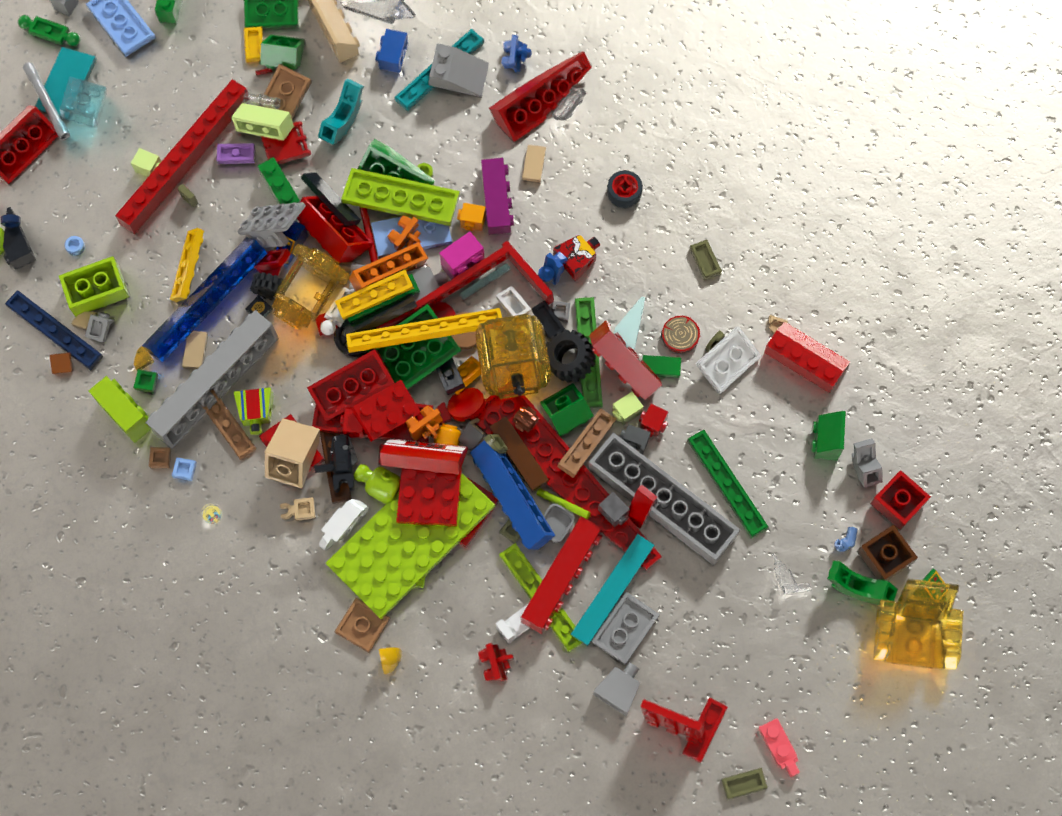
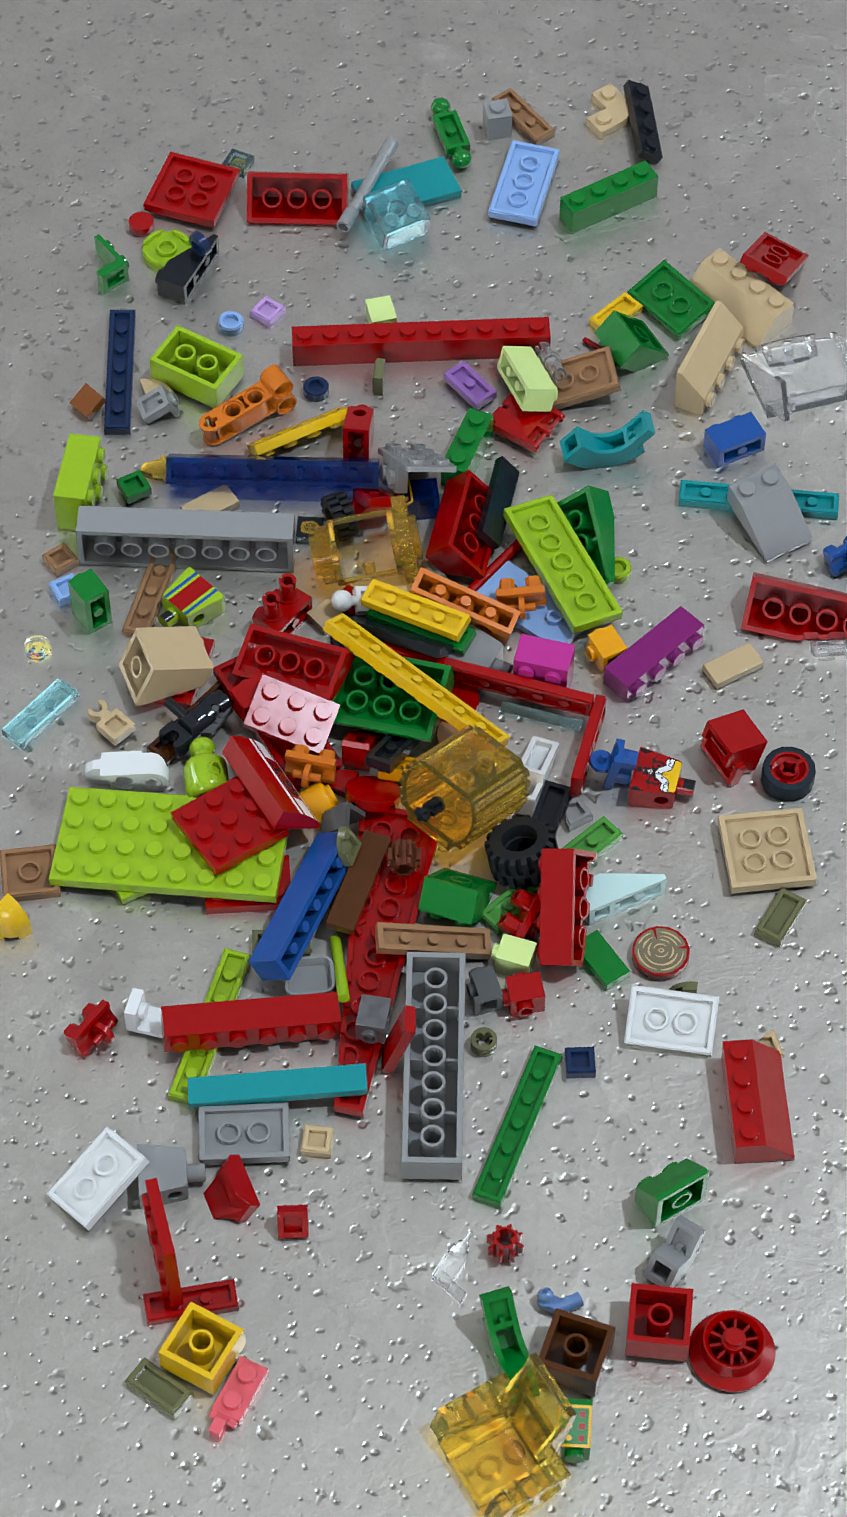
camera: 50 degrees right, 15 degrees down
(84, 220) = (267, 311): none -> lavender tile
(150, 258) = (249, 407): none -> orange piece
(163, 234) = (316, 389): none -> dark blue tile
(210, 462) = (90, 601): none -> green brick
(215, 231) = (358, 424): none -> red torso
(258, 543) = (40, 713): none -> clear light blue tile
(305, 364) = (284, 607): none -> red brick
(324, 343) = (322, 613): none -> tan tile
(429, 390) = (356, 747): none -> red slope
(589, 202) = (733, 745): none -> red plate
(596, 727) = (98, 1178): none -> white tile
(609, 386) = (526, 920): none -> red hips
(656, 661) = (232, 1192): none -> red slope
(657, 592) = (317, 1141): none -> tan tile
(662, 235) = (766, 850): none -> tan plate
(668, 457) = (484, 1050): none -> olive bush
(699, 640) = (292, 1221): none -> red tile
(713, 423) = (580, 1062): none -> dark blue tile
(743, 744) = (202, 1348): none -> yellow brick
(790, 544) = (505, 1252): none -> red gear
(937, 475) = (731, 1351): none -> red piece

